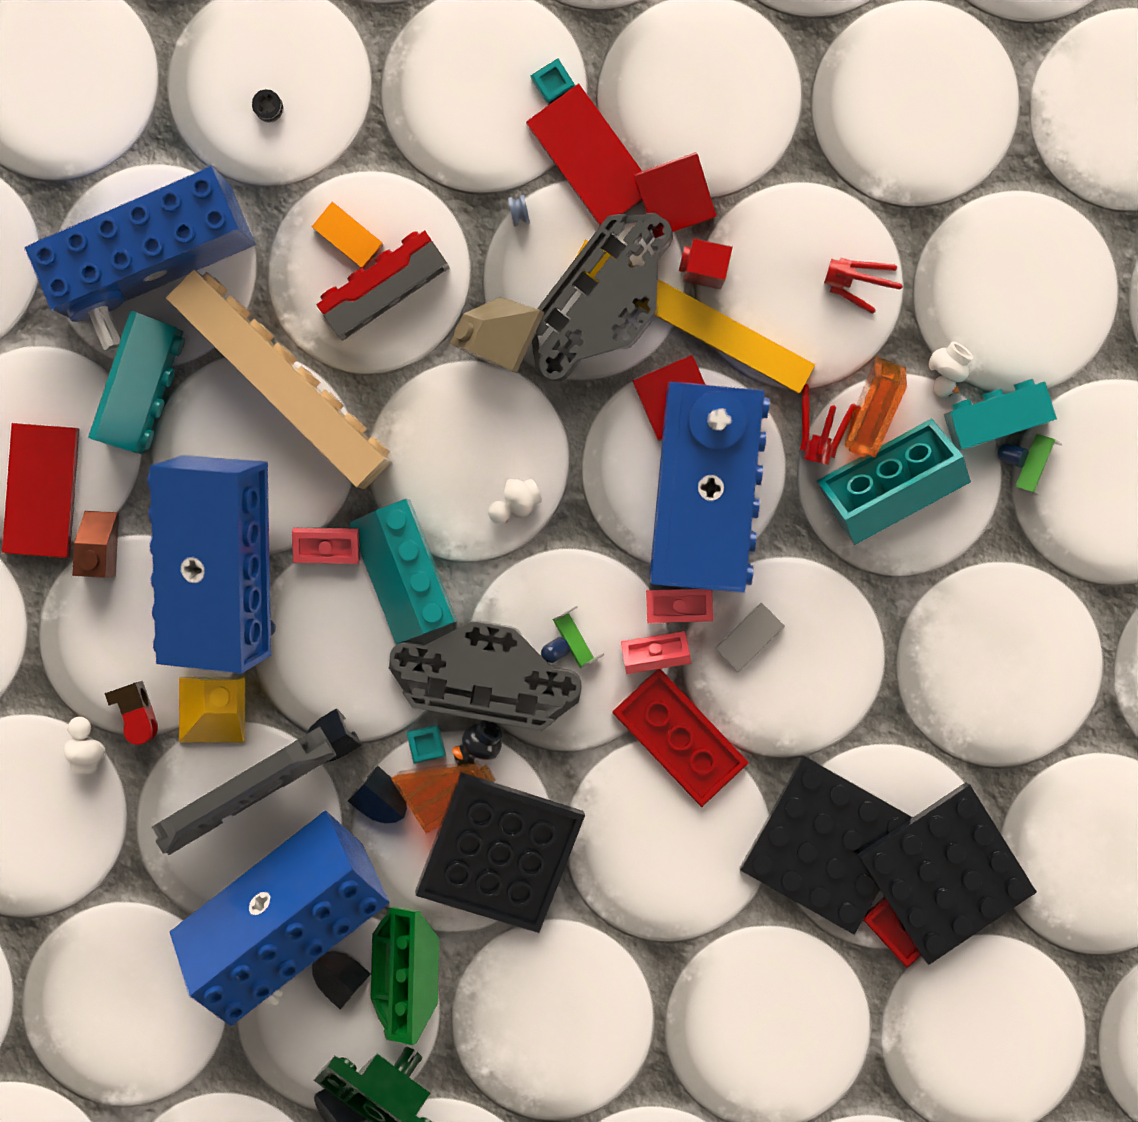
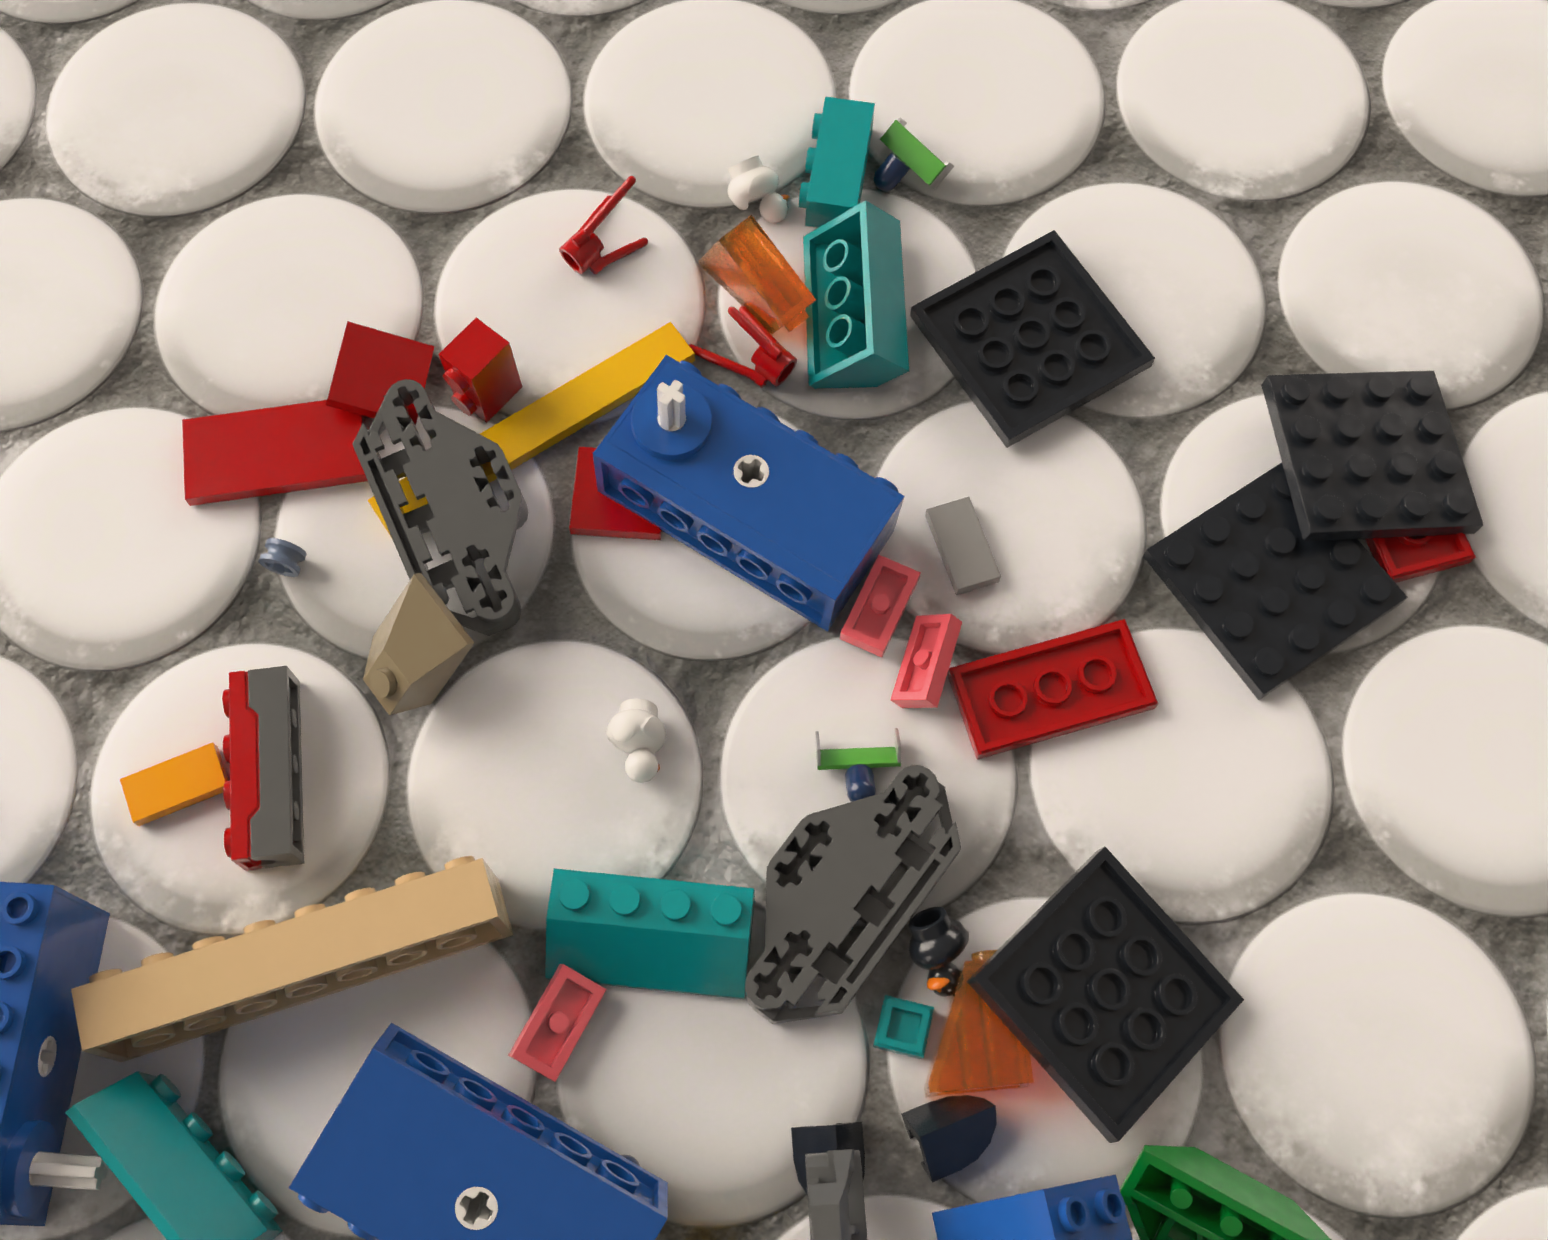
camera: 60 degrees left, 20 degrees down
(552, 81) = (159, 450): teal tile -> none
(927, 612) = (1031, 338): none -> black plate

